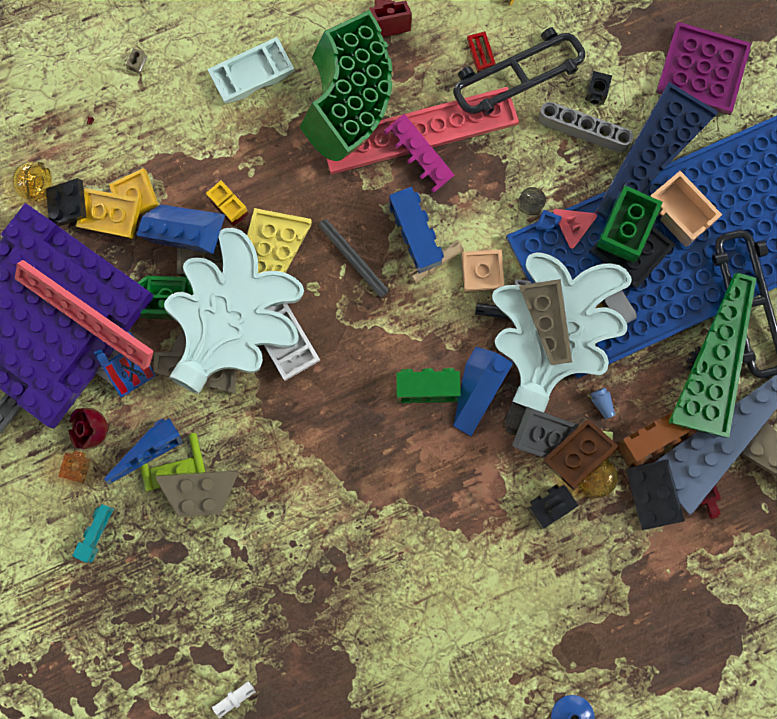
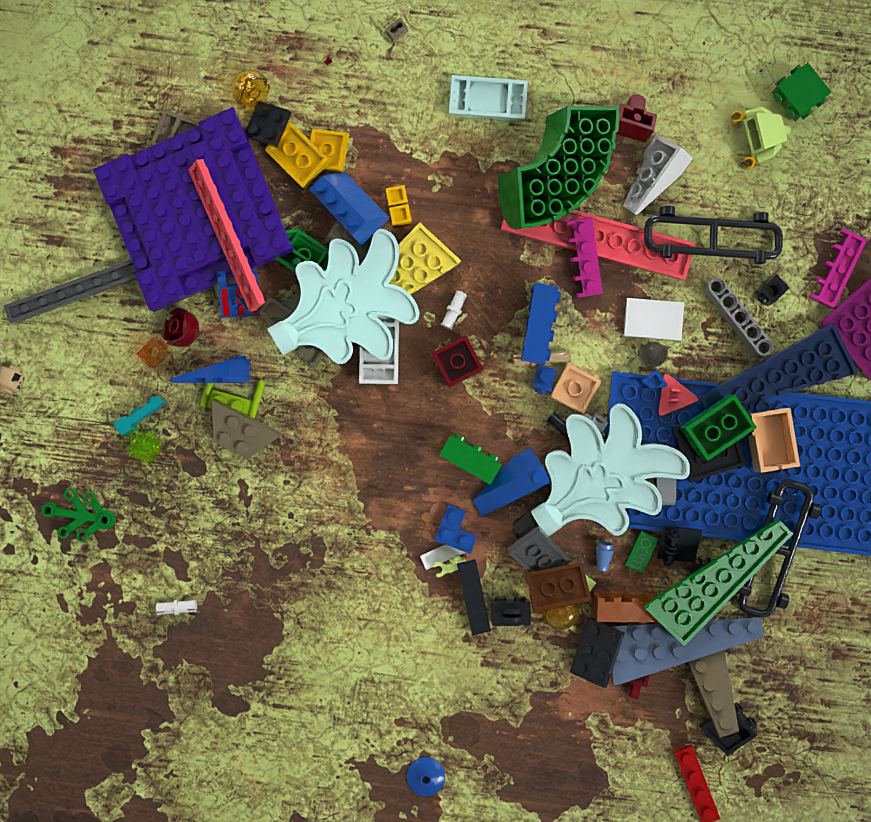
camera: 30 degrees right, 10 degrees up
(90, 666) = (81, 515): none -> green plant
(115, 561) = (145, 447): none -> clear neon green brick
(331, 266) = (454, 310): none -> white pin
(353, 258) = (476, 313): dark grey axle -> none
(362, 308) = (457, 361): none -> dark red brick
(437, 41) = (660, 168): none -> white wedge
(450, 279) = (543, 379): none -> blue bracket
(450, 467) = (450, 532): none -> blue plate
(457, 492) = (439, 555): none -> white sticker
(473, 493) = (450, 566): none -> yellowish green plate
(474, 54) = (686, 195): red tile -> none
(510, 513) = (473, 597): none -> black tile
(513, 171) = (653, 319): none -> white tile
(549, 316) = (603, 460): dark tan wing -> none
(634, 379) = (641, 551): none -> green tile
(644, 38) = (840, 269): none -> dark pink hinge
(663, 351) = (678, 544): none -> black hinge

